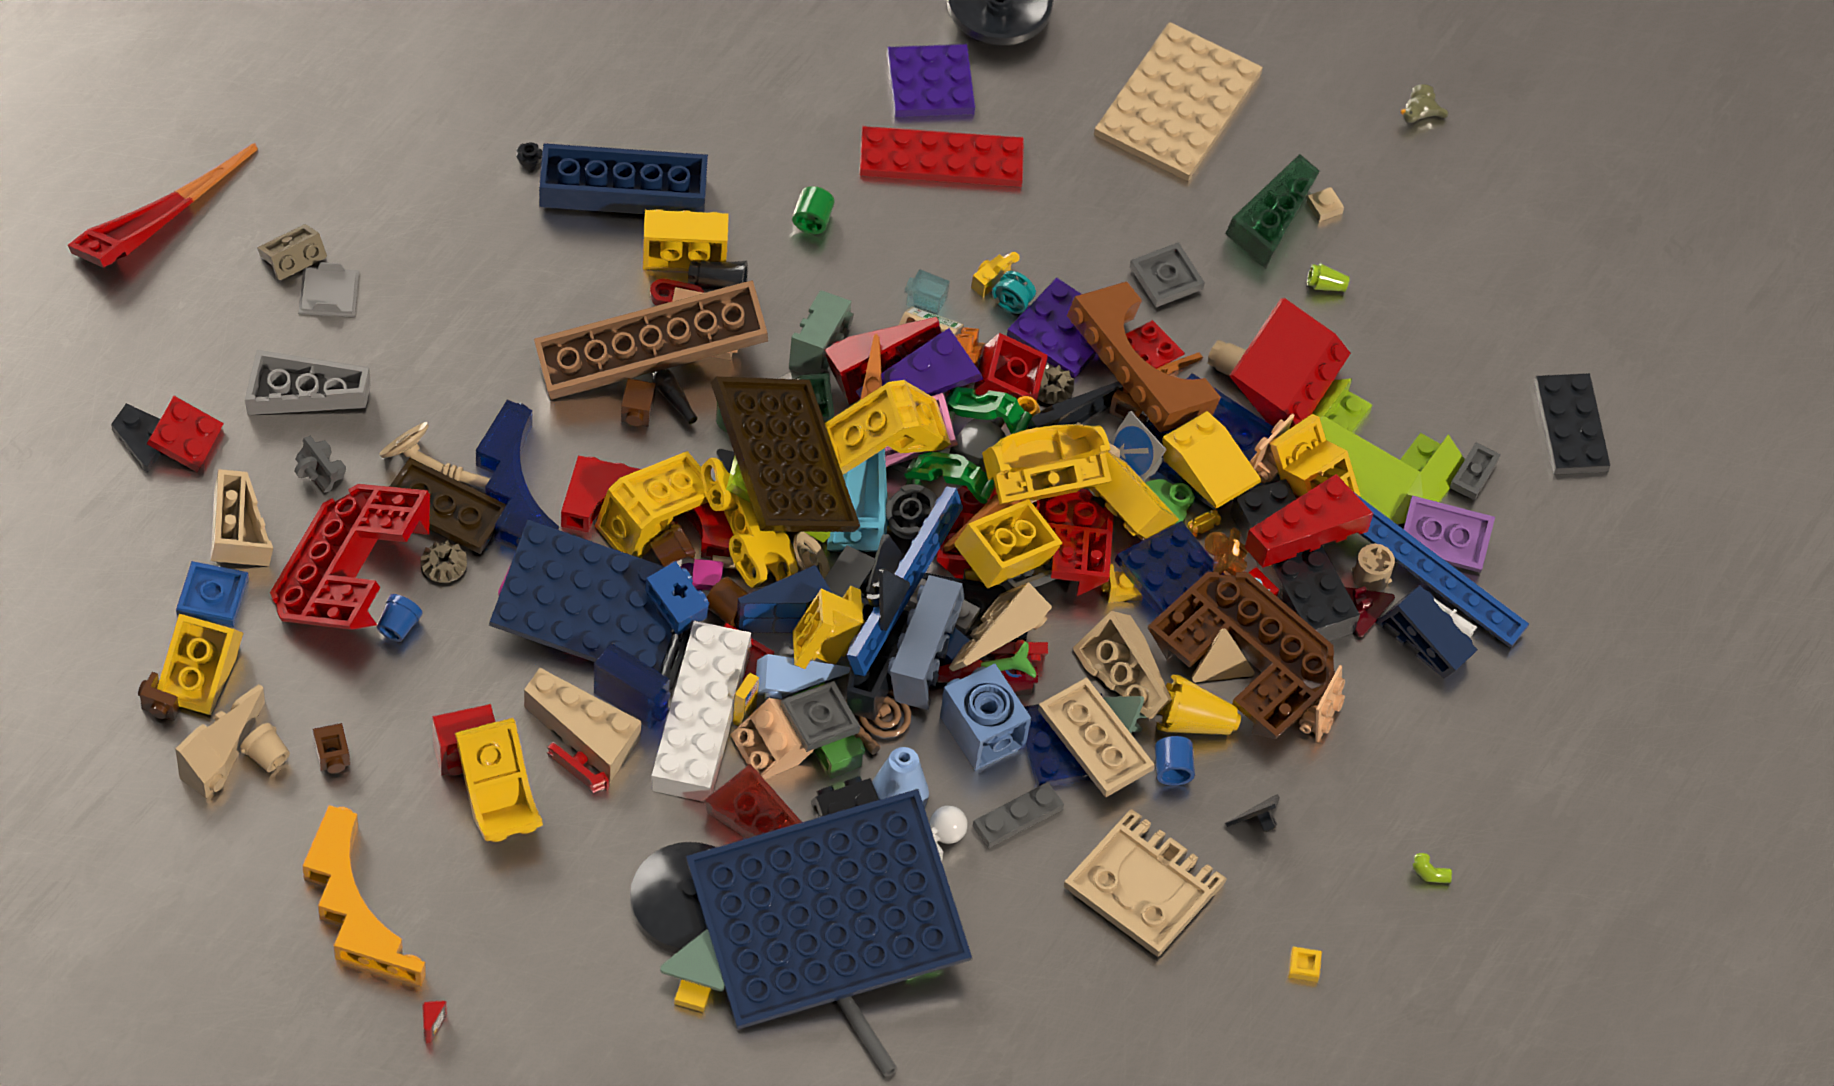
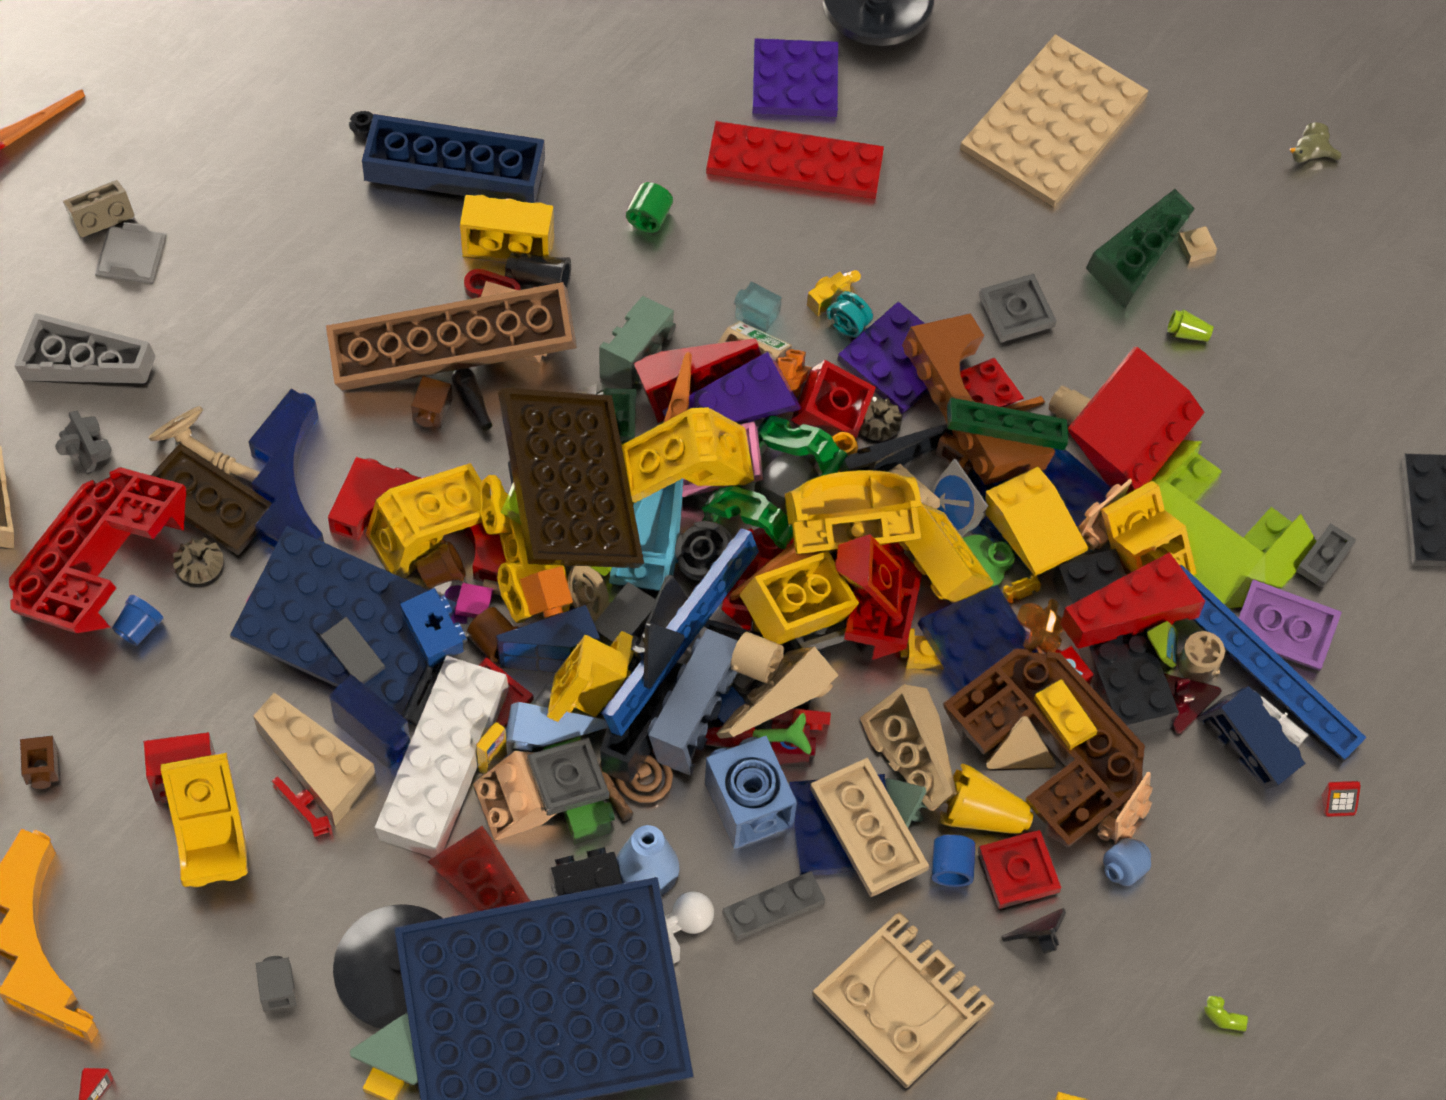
camera: 10 degrees right, 5 degrees up
(582, 918) = (276, 983): none -> dark grey brick
(605, 624) = (352, 651): none -> dark grey tile
(778, 555) = (546, 592): none -> orange brick
(978, 596) = (757, 657): none -> tan piece
(1070, 515) = (872, 573): none -> red slope
(1175, 374) = (1007, 424): none -> dark green plate
(1234, 763) = (1019, 869): none -> red plate
(1259, 624) = (1065, 714): none -> yellow plate
(1329, 748) = (1127, 861): none -> medium blue head
(1340, 555) = (1165, 641): none -> lime slope
(1512, 678) = (1341, 798): none -> slope

